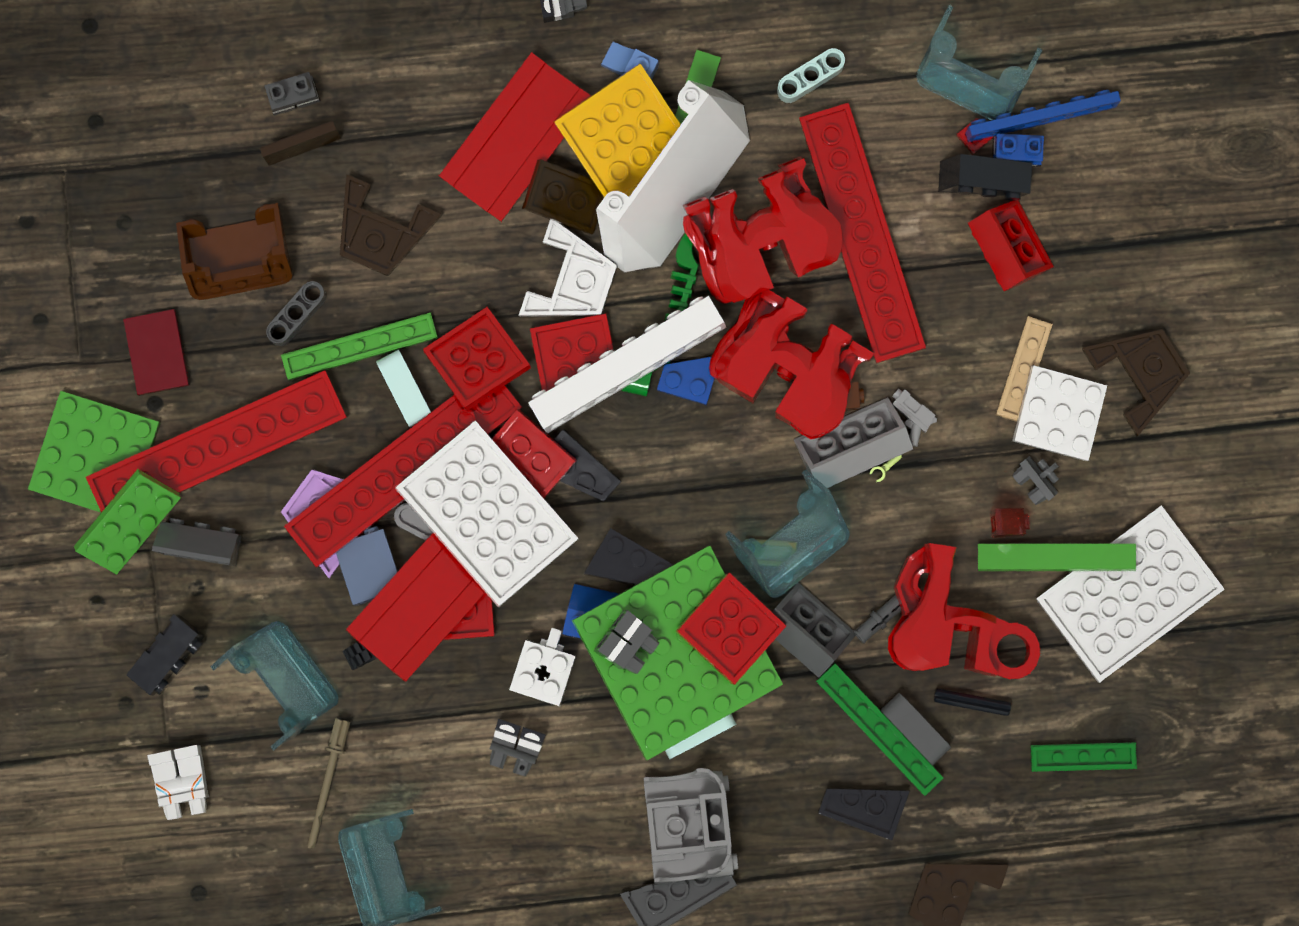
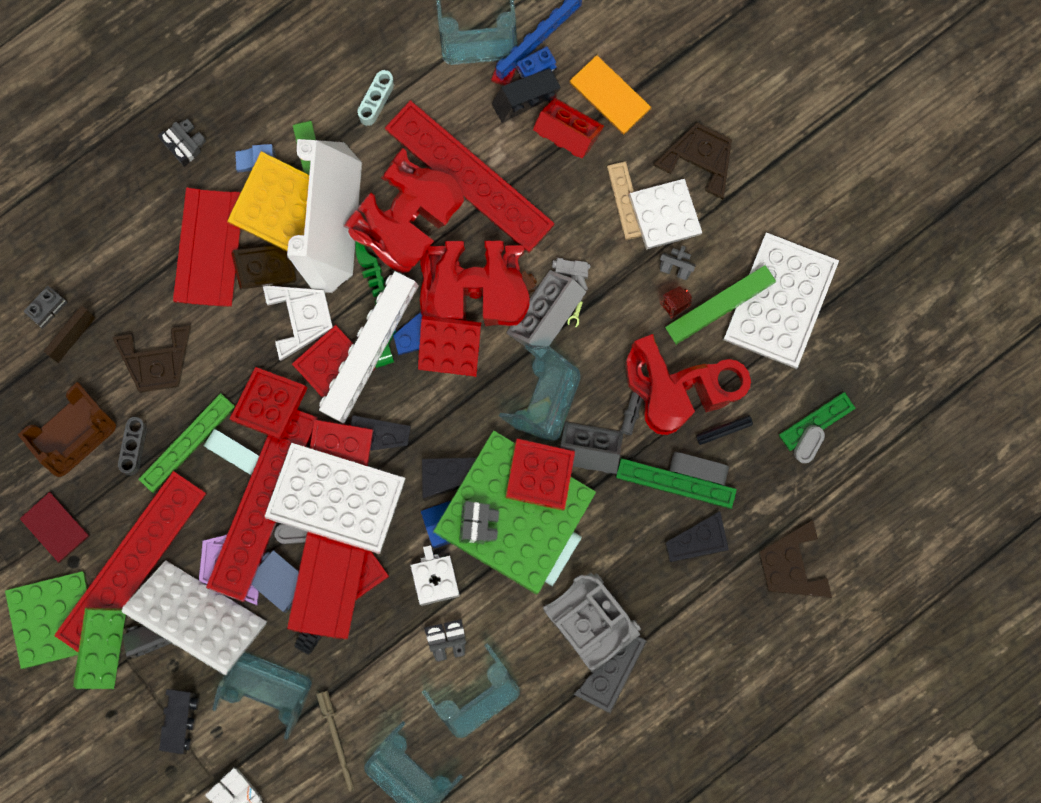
camera: 30 degrees left, 5 degrees down
(251, 552) = (194, 617): none -> white plate
(514, 847) = (483, 707): none -> clear light blue windscreen
(719, 417) = (449, 346): none -> red plate
(1057, 777) = (809, 444): none -> light grey tile
(1083, 234) = (610, 95): none -> light orange tile

